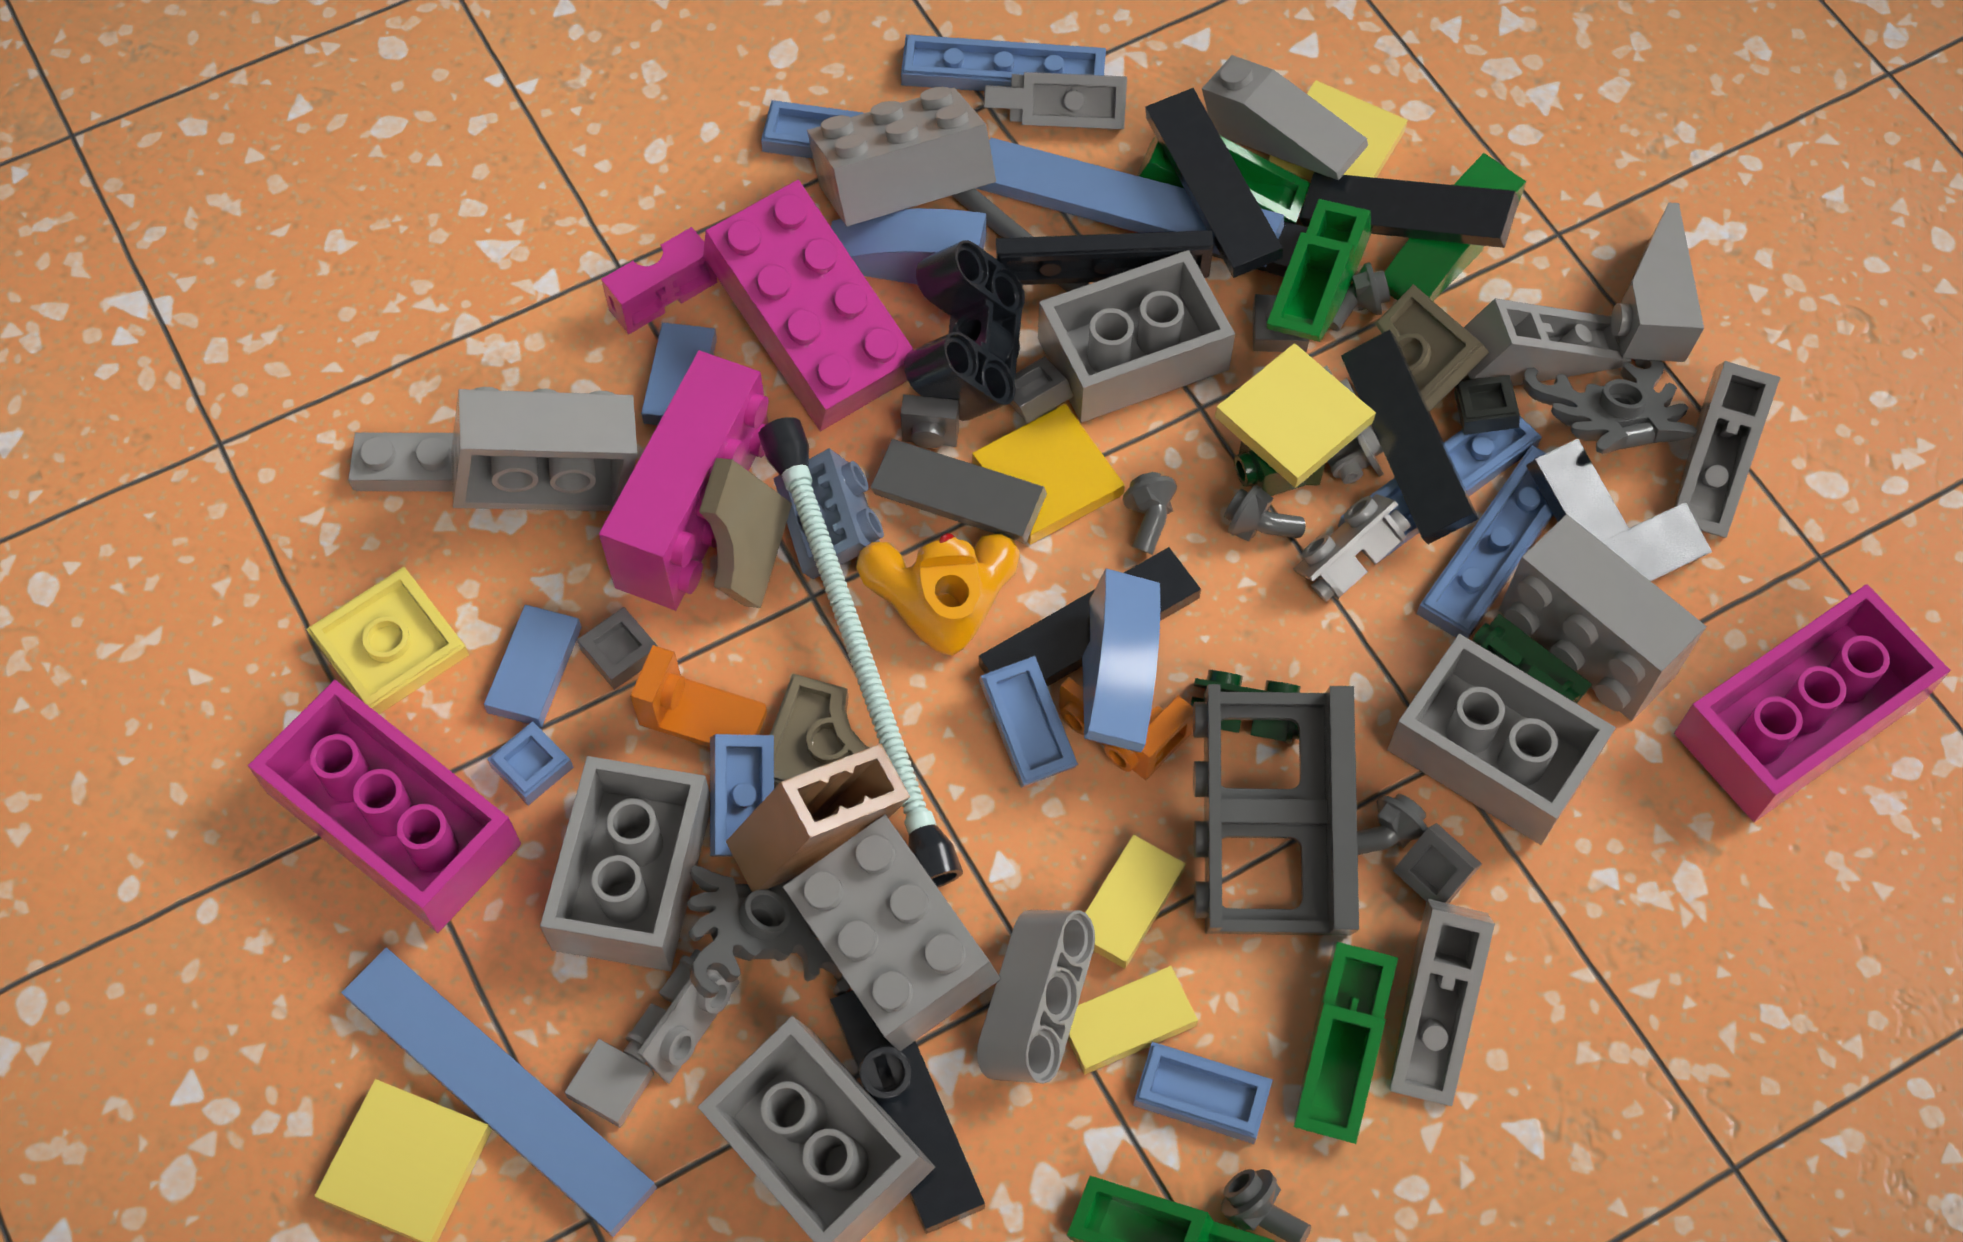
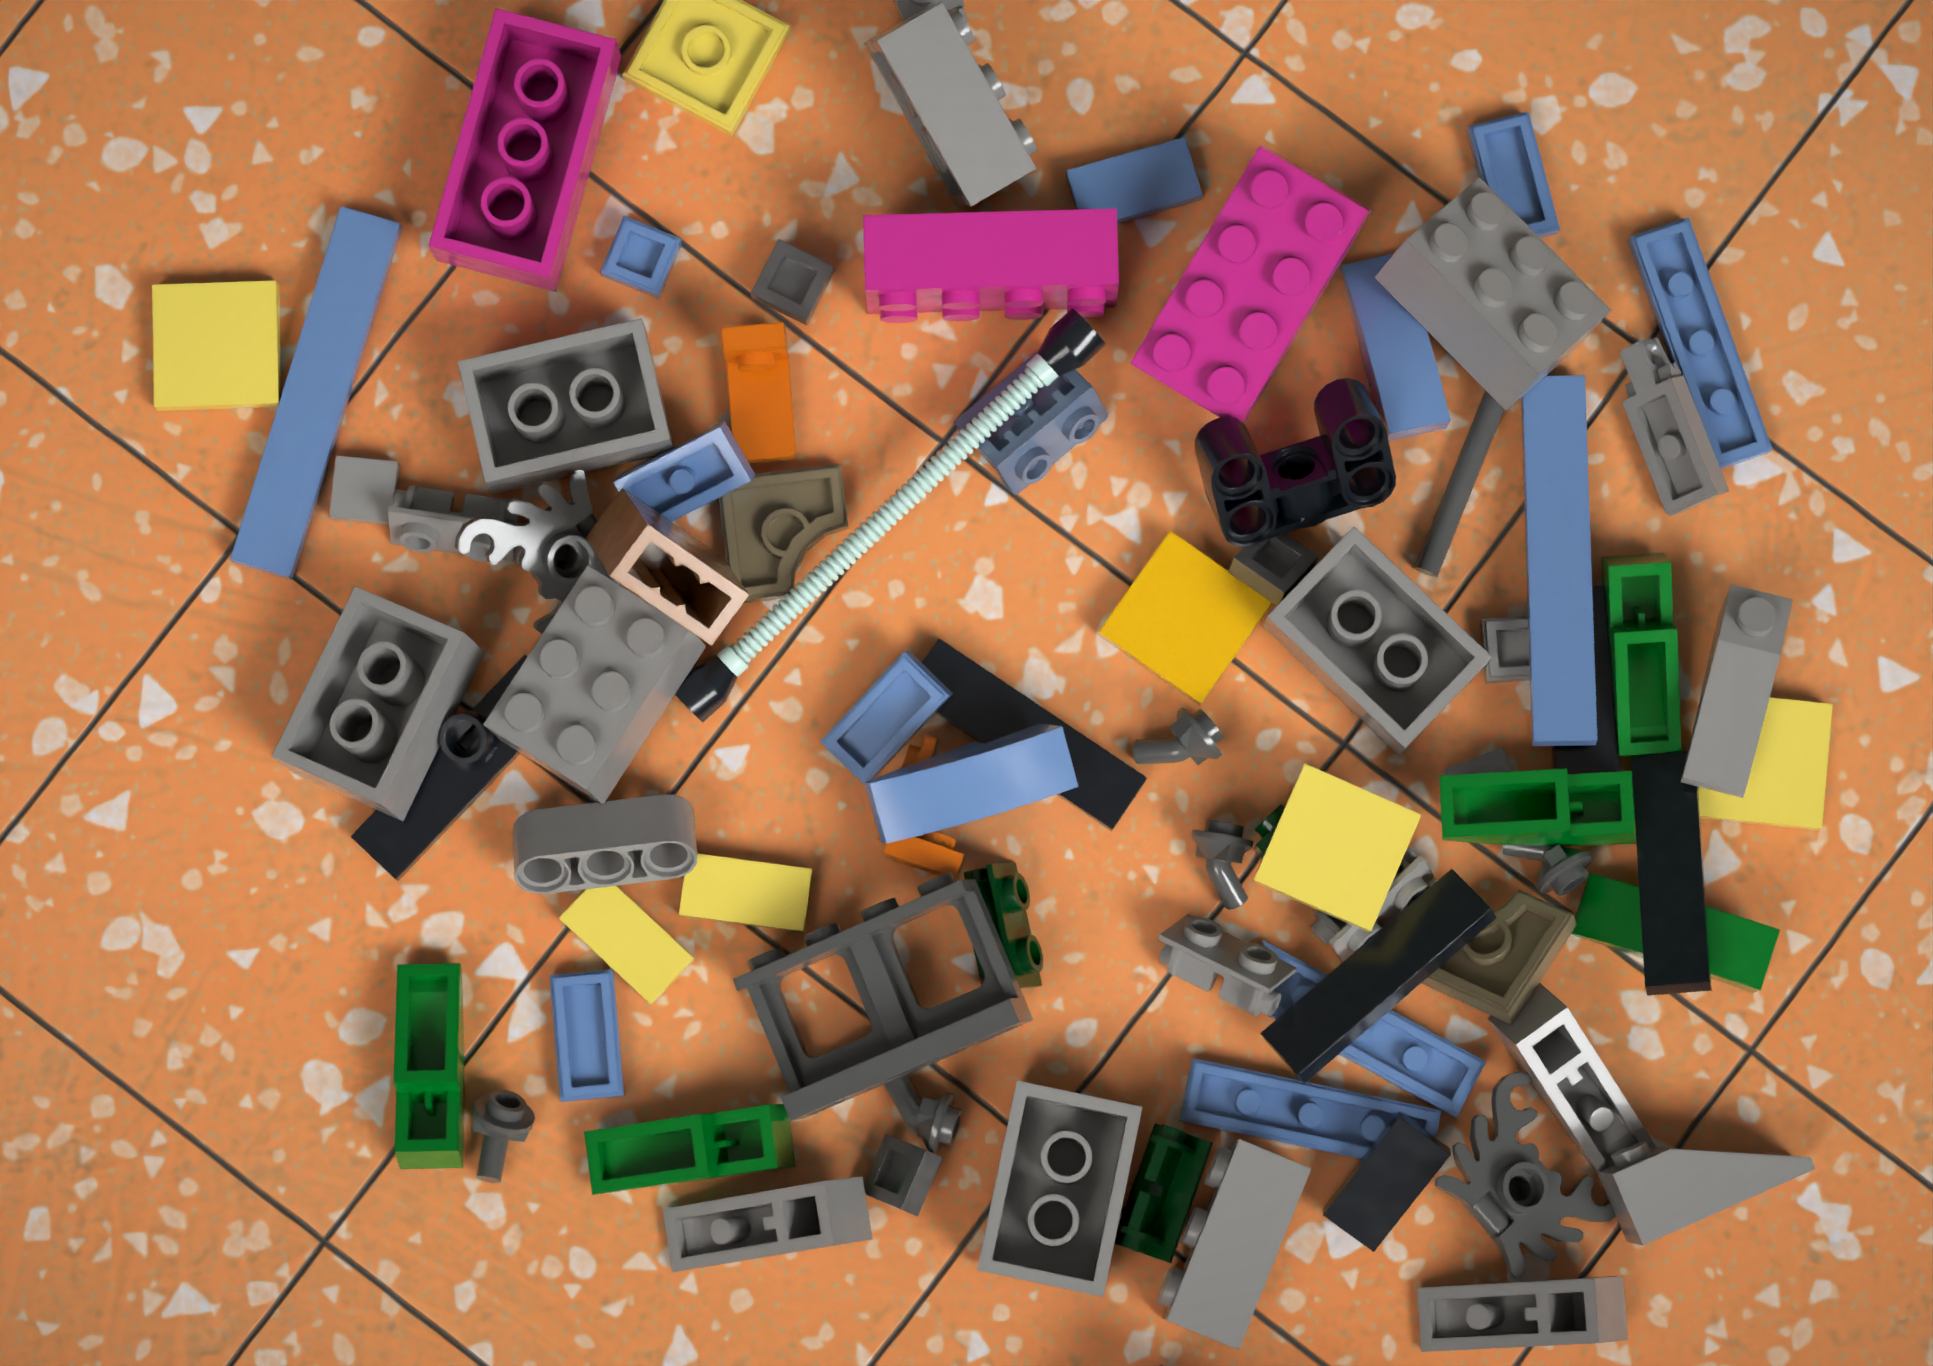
camera: 70 degrees right, 20 degrees up
(533, 665) = (742, 206): medium blue tile -> none
(640, 292) = (1203, 96): dark pink piece -> none
(747, 529) = (959, 347): dark tan tile -> none
(929, 421) = (1182, 472): flat silver plate -> none
(945, 589) = (989, 576): light orange head -> none
(959, 490) = (1115, 536): dark grey tile -> none
(1097, 256) = (1458, 568): black tile -> none
(1214, 182) = (1600, 647): black tile -> none
(1487, 404) = (1463, 1045): pearl dark grey tile -> none
(1661, 543) = (1360, 1275): tile -> none

